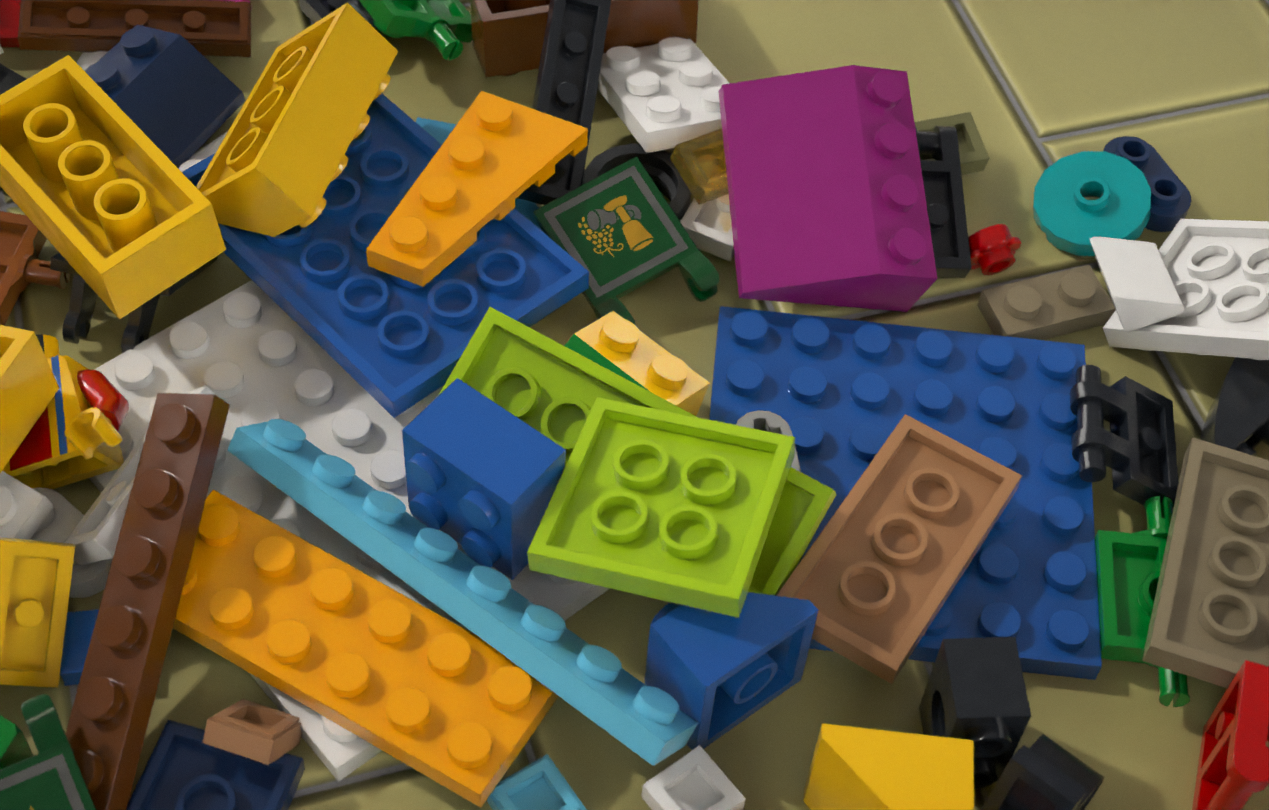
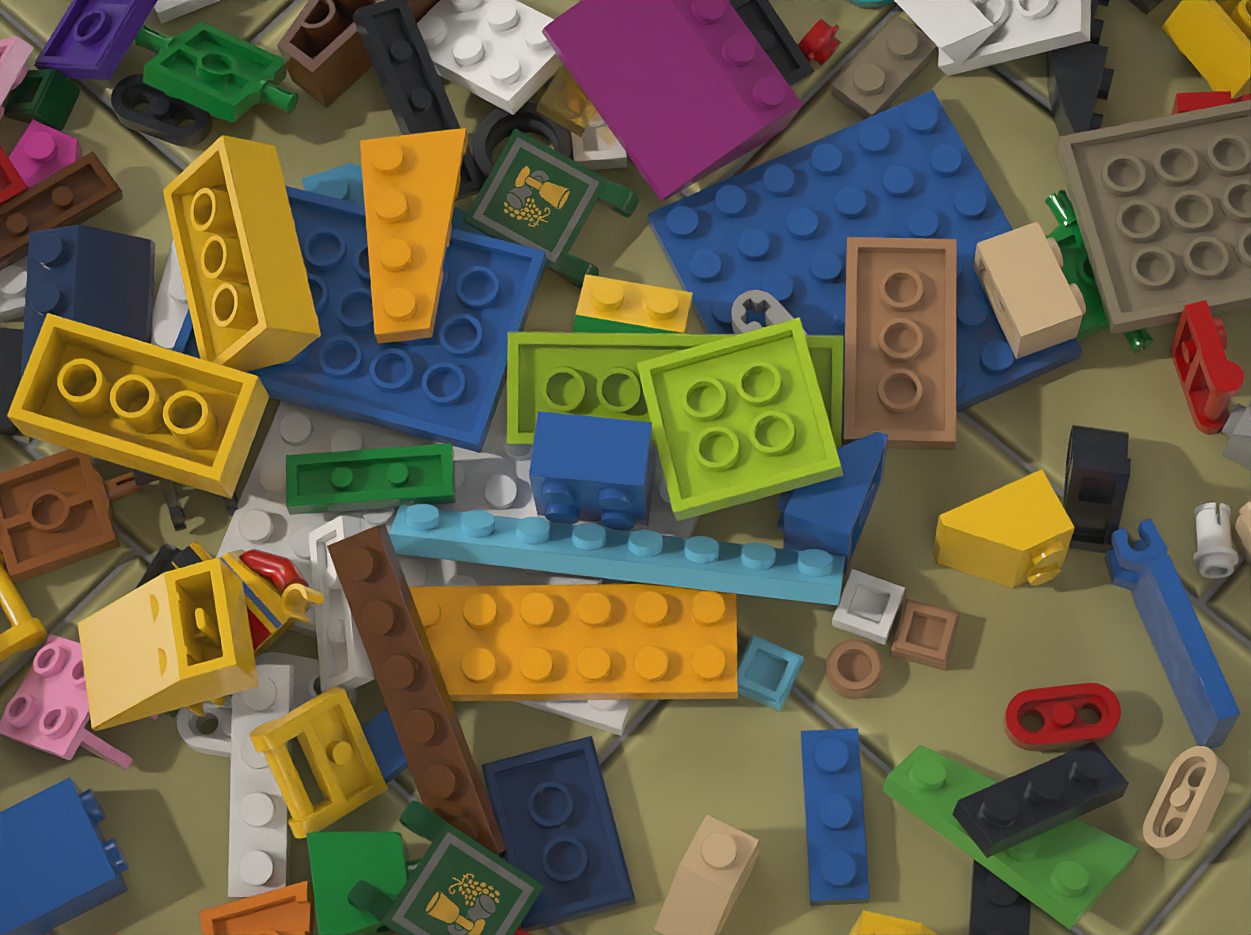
camera: 20 degrees left, 15 degrees up
(253, 731) = (548, 738): medium nougat tile -> none
(268, 380) = (370, 478): none -> green plate
(978, 697) = (1020, 435): black brick -> none
(1074, 566) = (1029, 289): none -> tan brick
(1139, 440) = (1016, 149): black plate -> none

